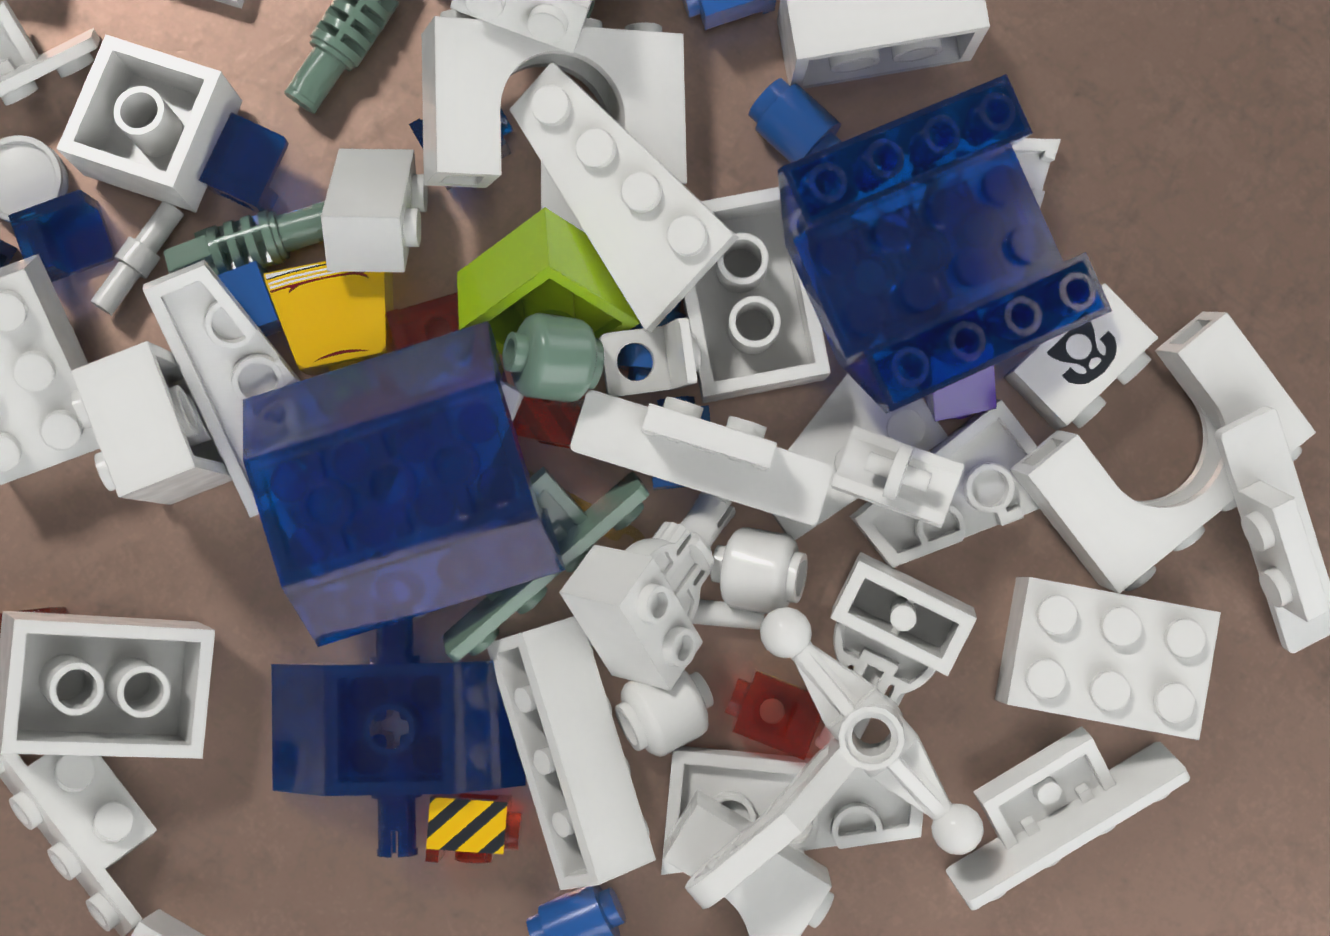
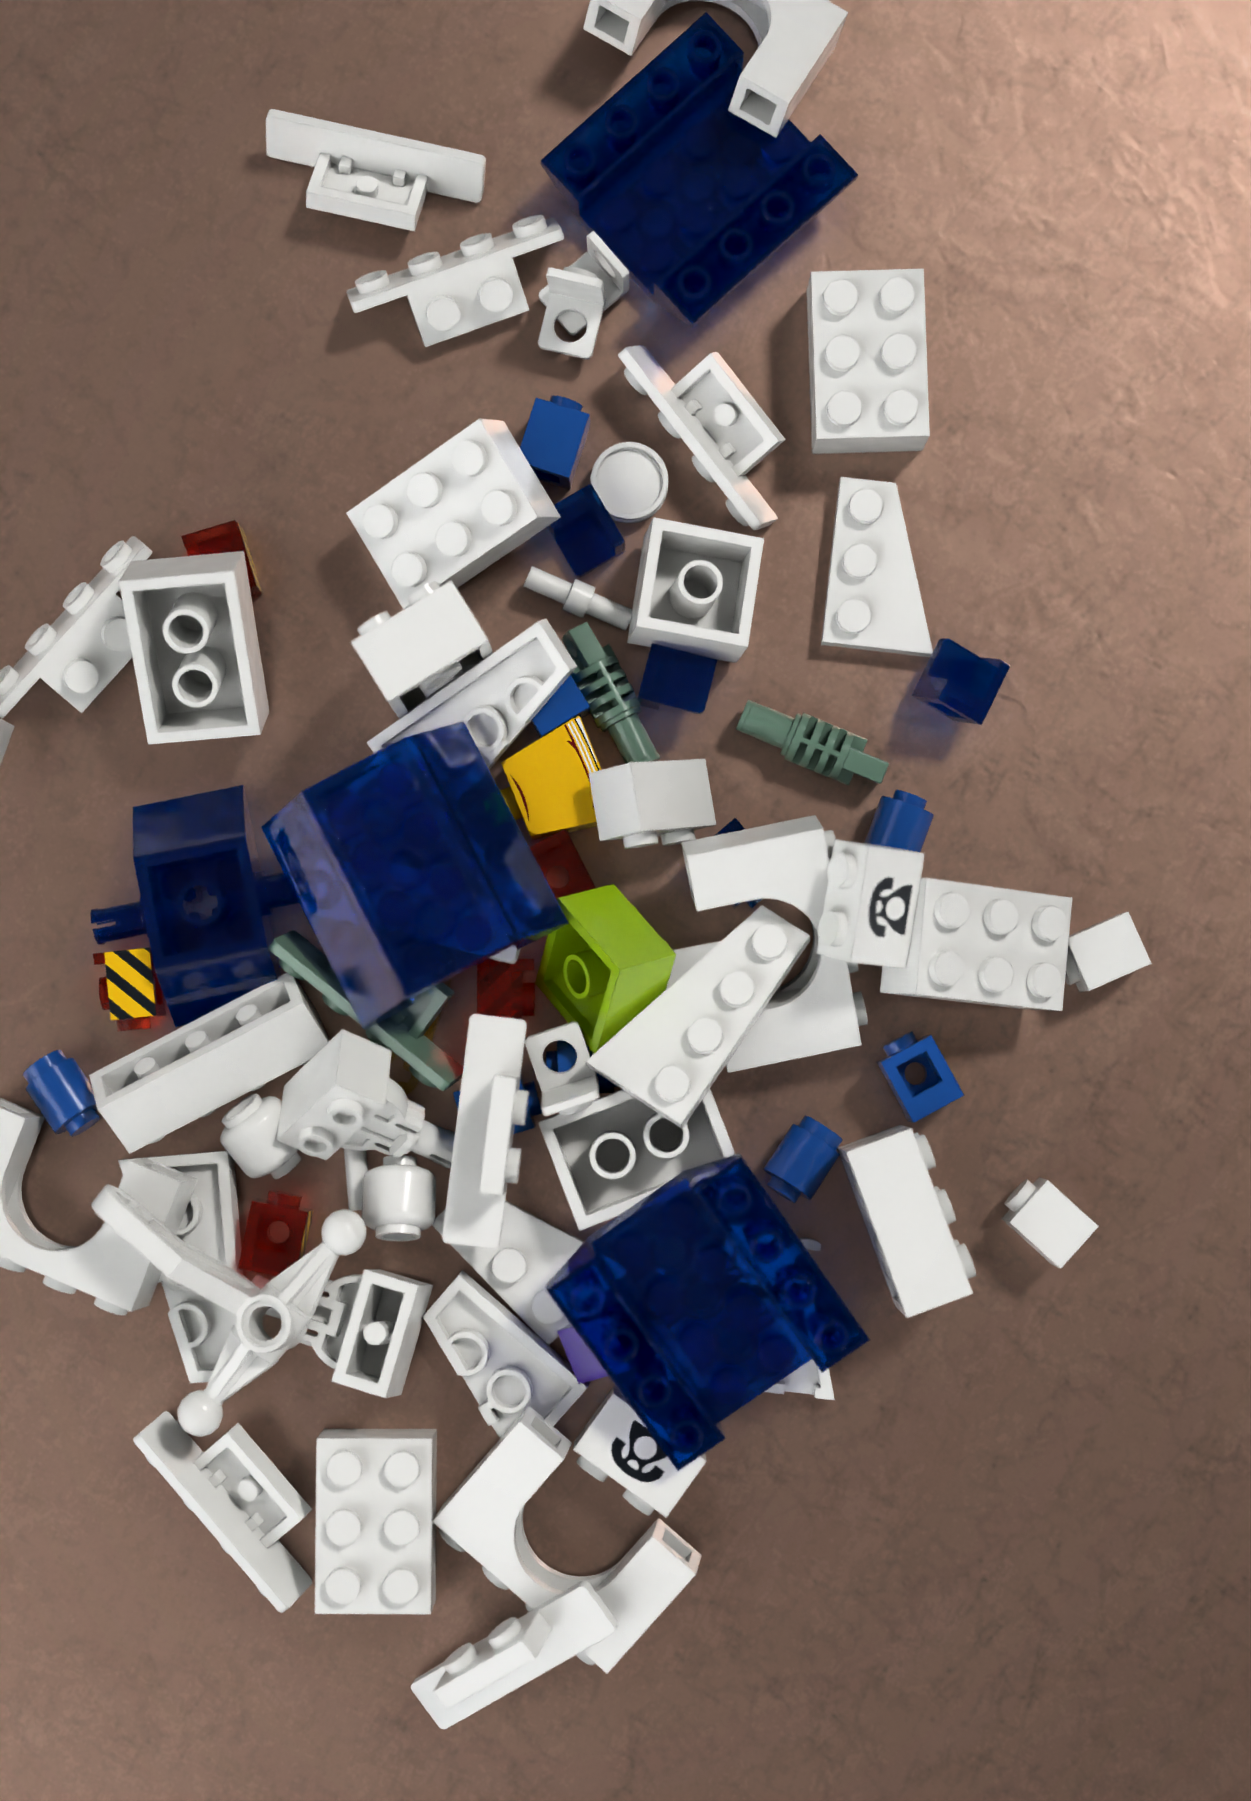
camera: 75 degrees right, 0 degrees up
(553, 357) = (546, 986): sand green head -> none
(897, 476) = (498, 1306): white hips -> none

